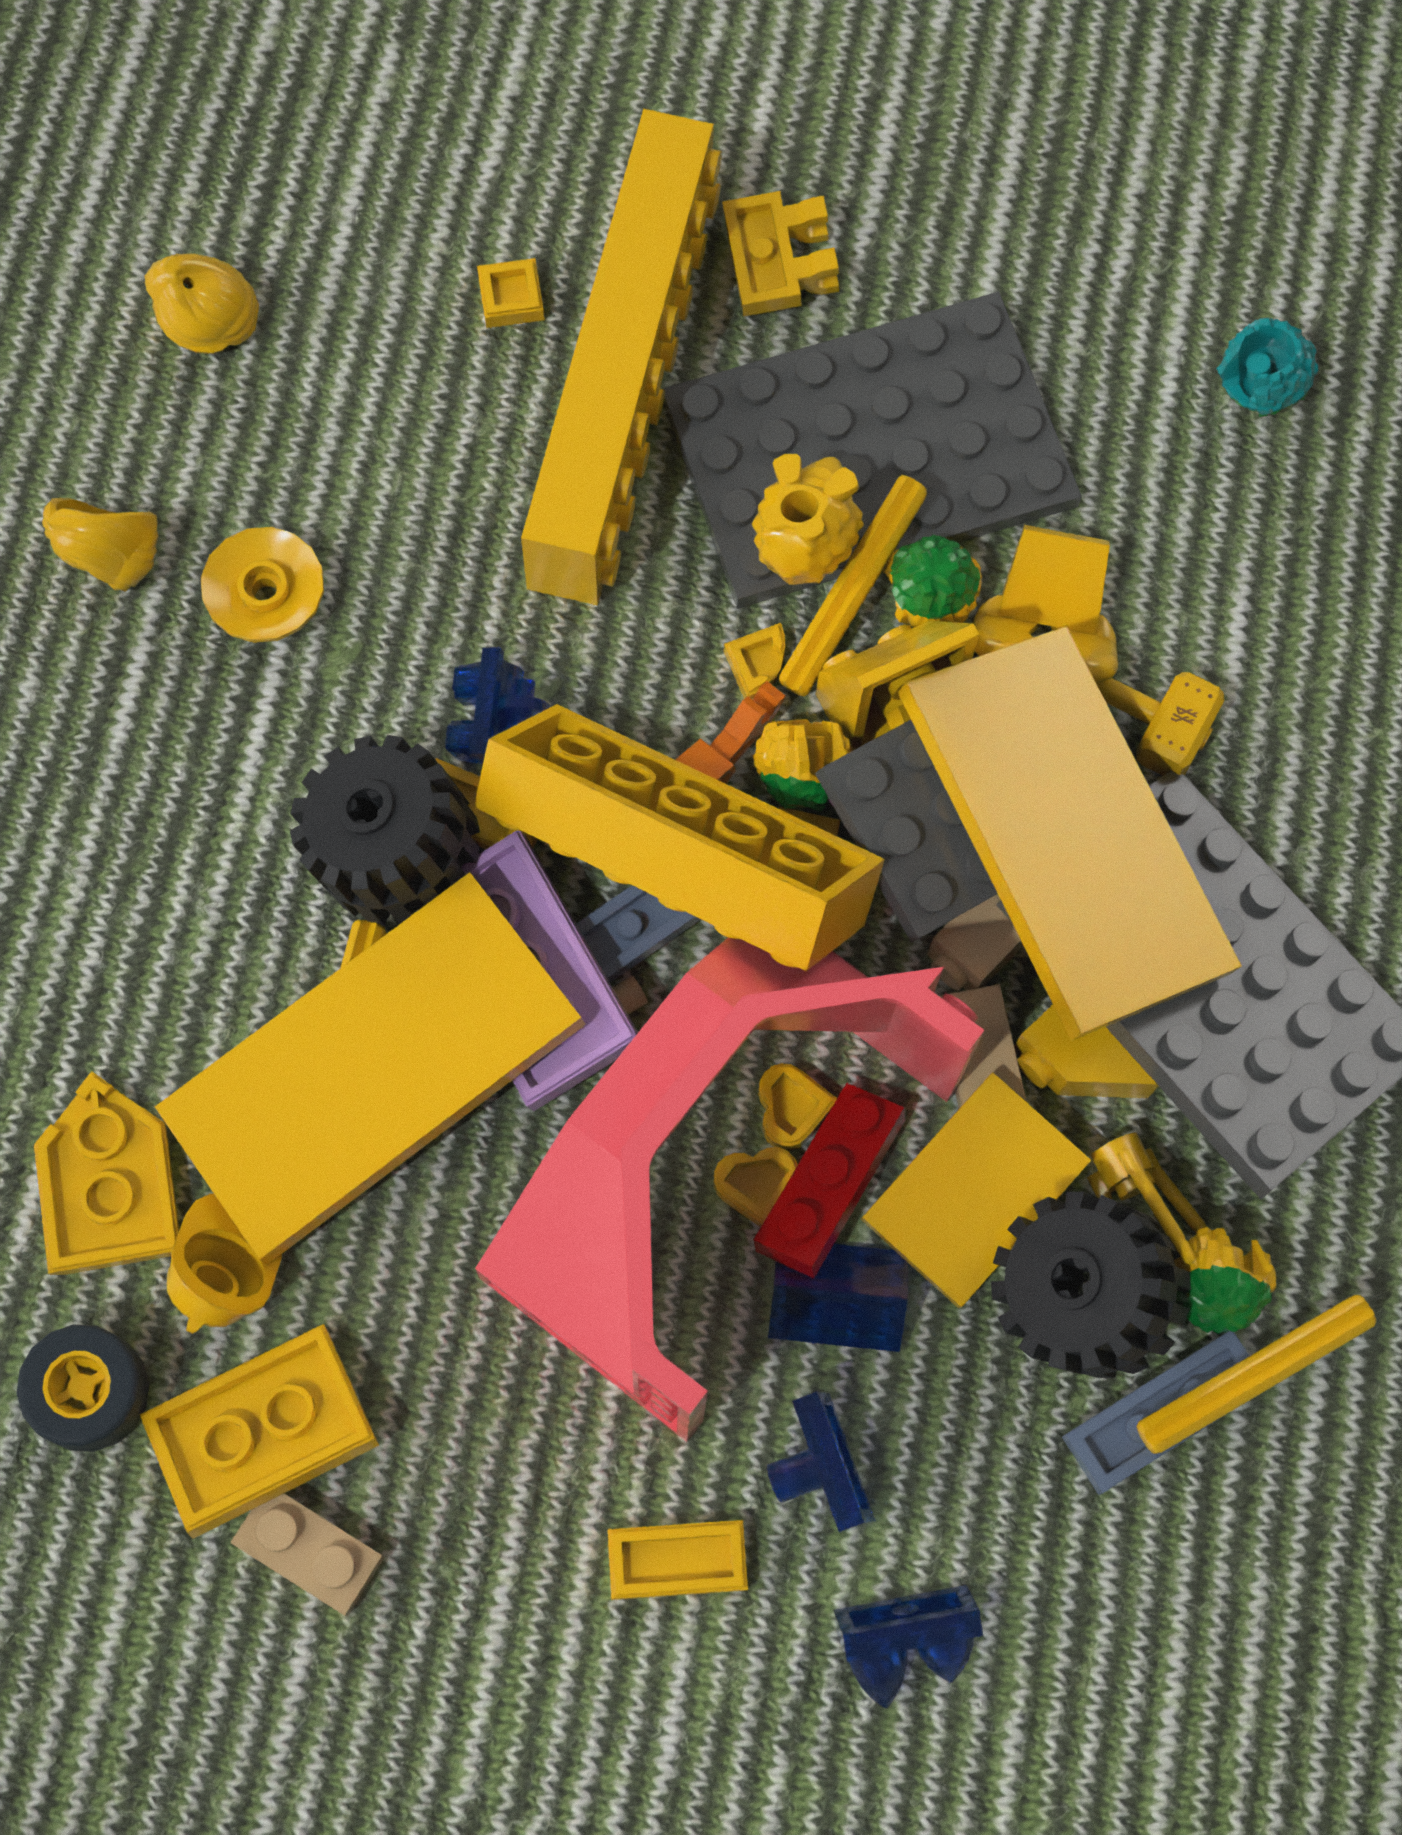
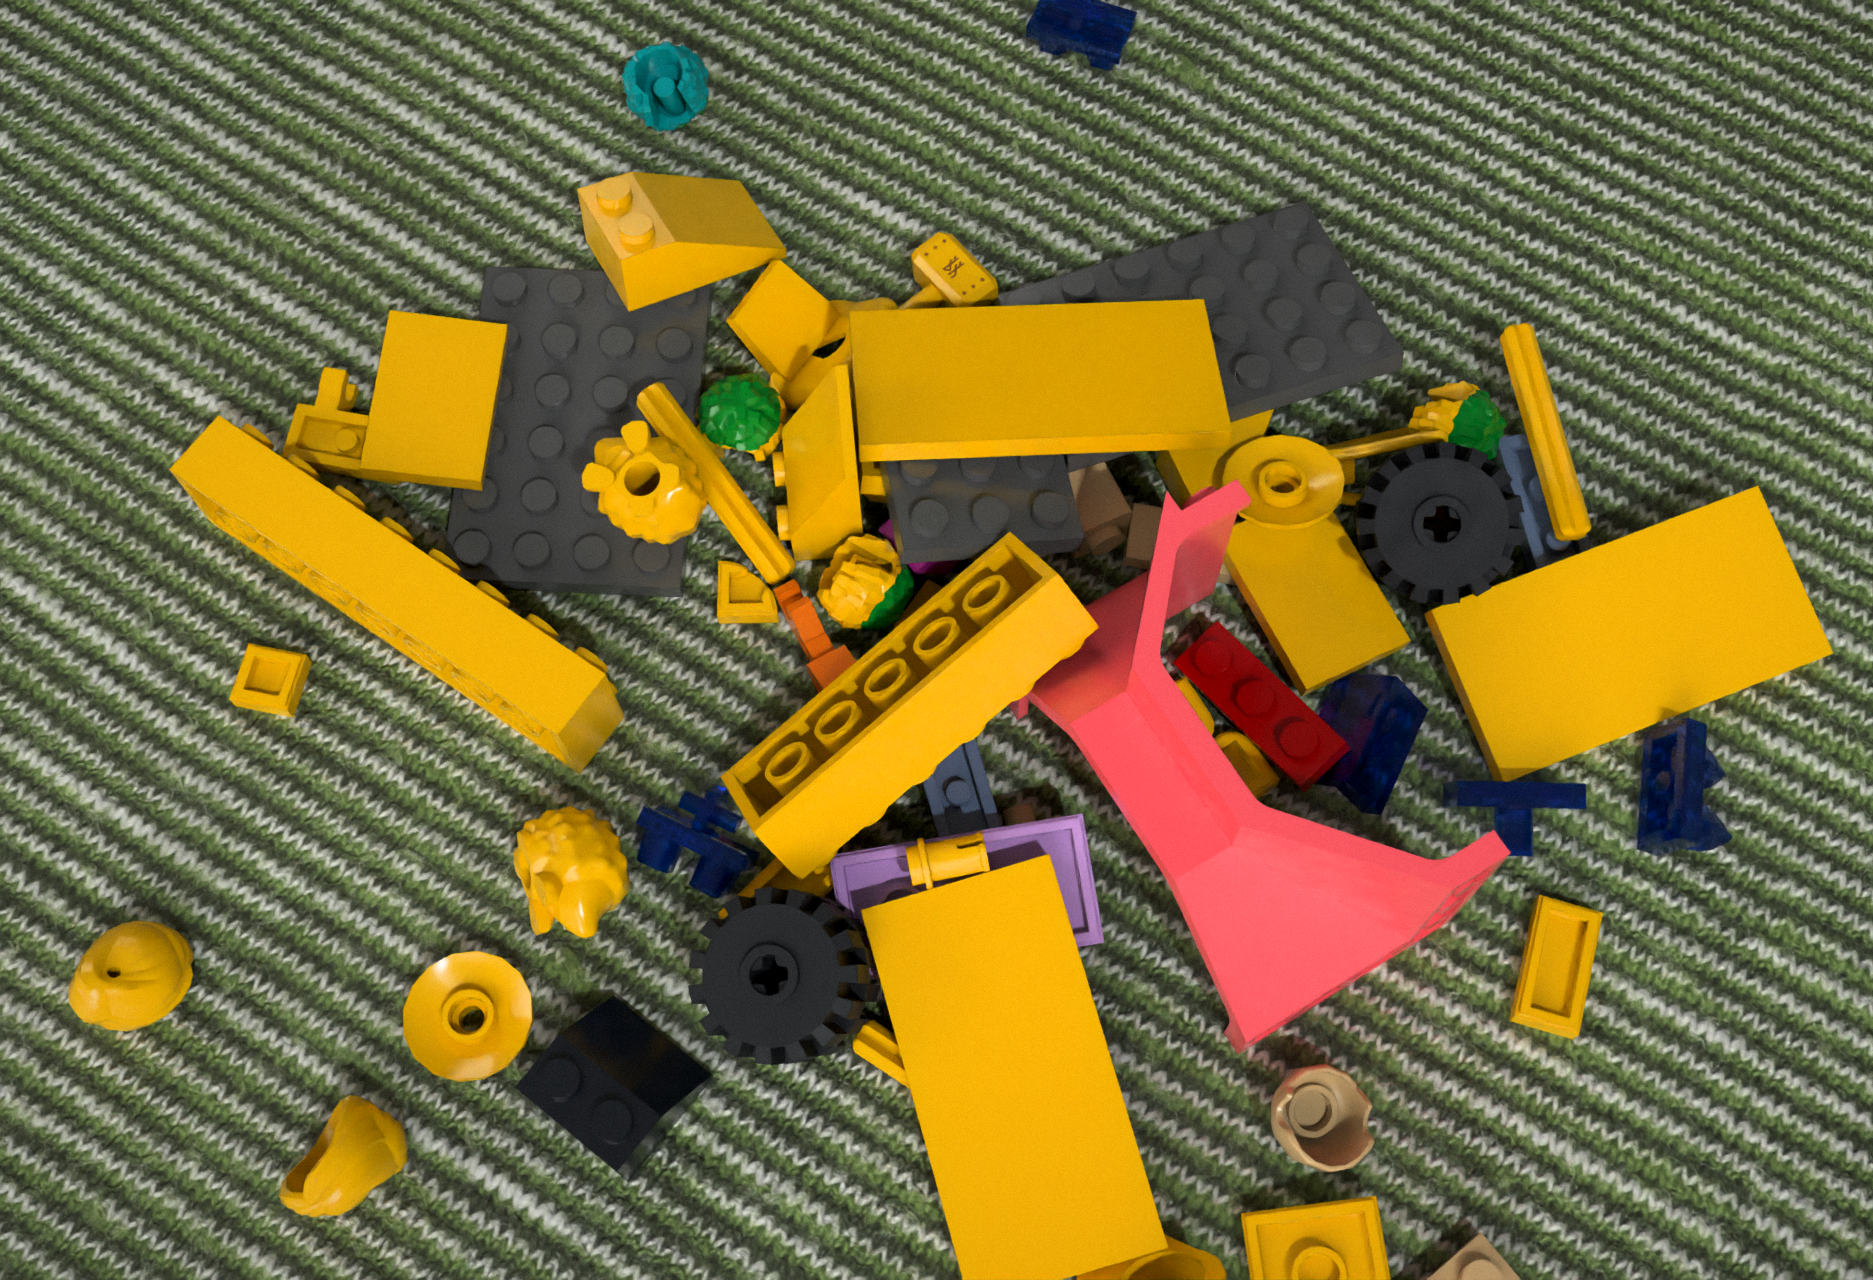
camera: 65 degrees left, 5 degrees down
(244, 730) = (615, 1085): none -> black slope
(422, 613) = (570, 870): none -> yellow animal
(433, 1368) = (1322, 1118): none -> tan hair
(544, 928) = (947, 859): none -> yellow pin
(828, 303) = (434, 400): none -> yellow tile
(1066, 1537) = (1627, 634): none -> yellow tile
(1086, 1100) = (1287, 479): none -> yellow dish
(1105, 443) = (673, 233): none -> yellow slope

